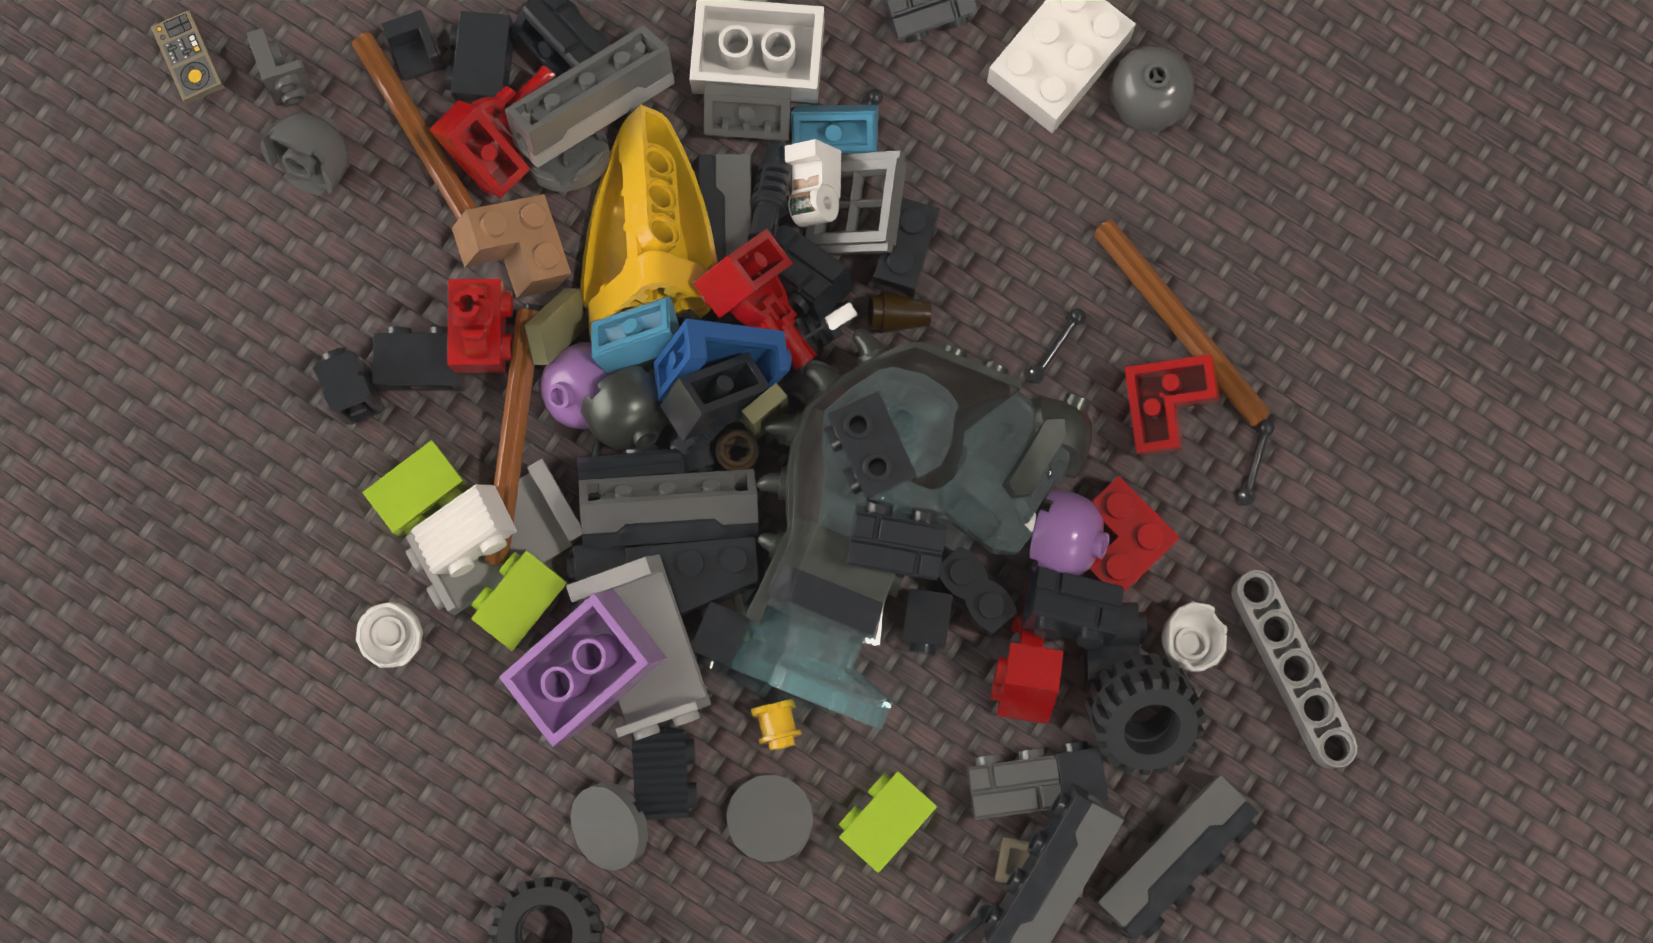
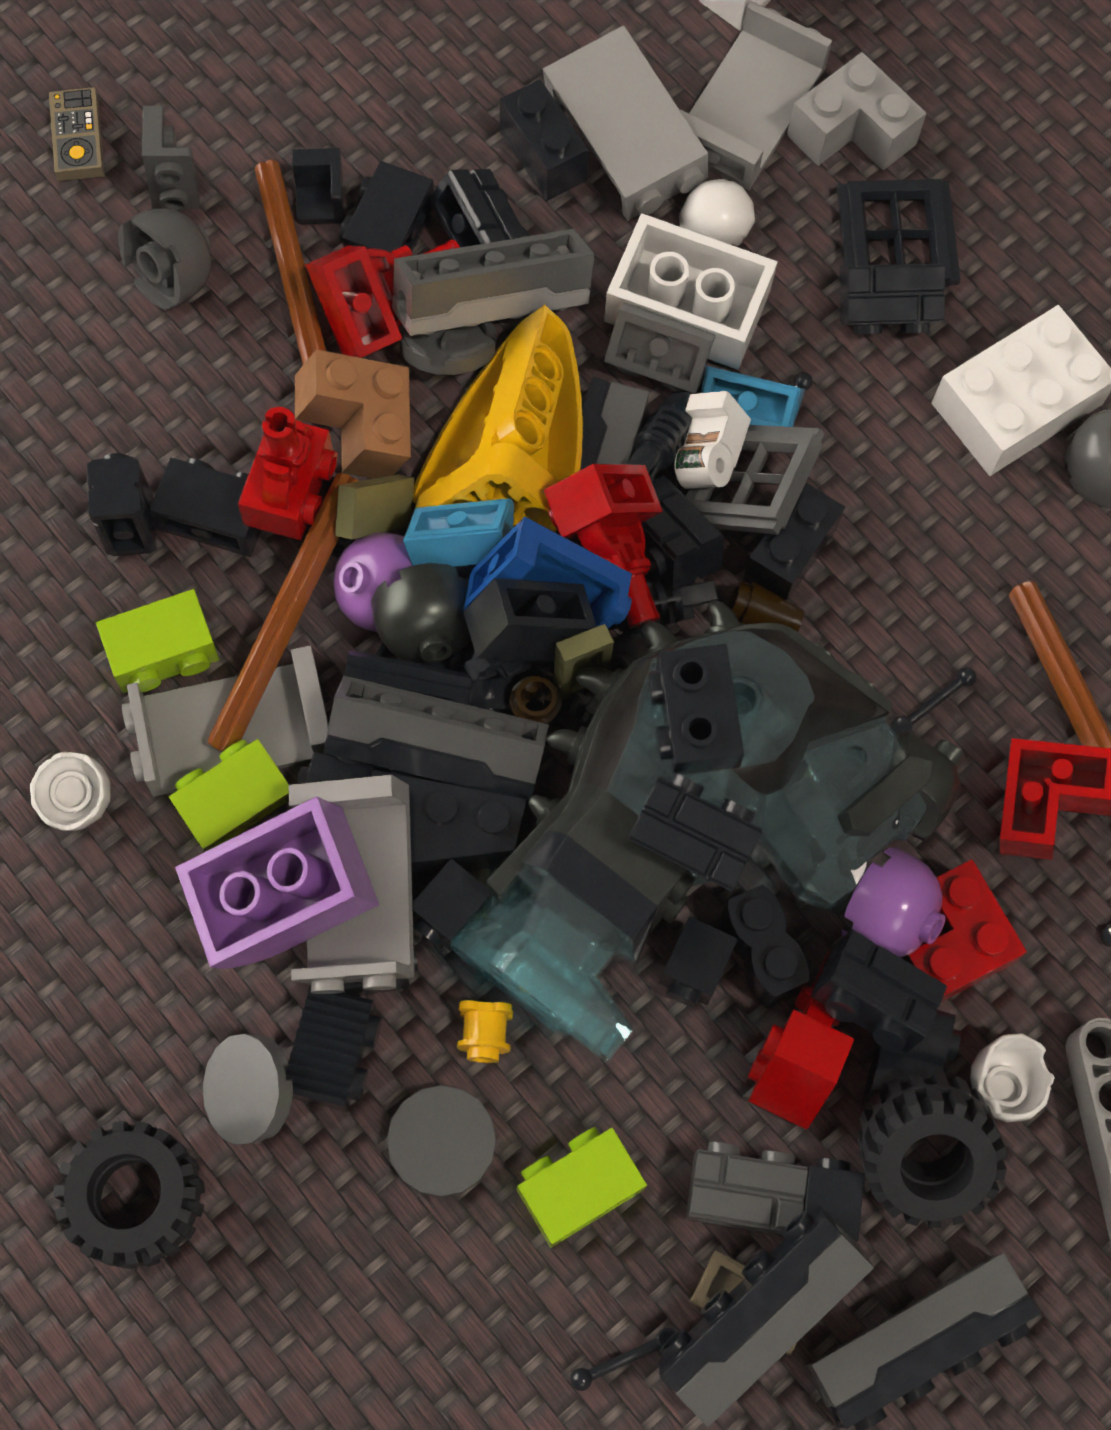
camera: 10 degrees right, 10 degrees down
(464, 530) = (195, 697): white brick -> none

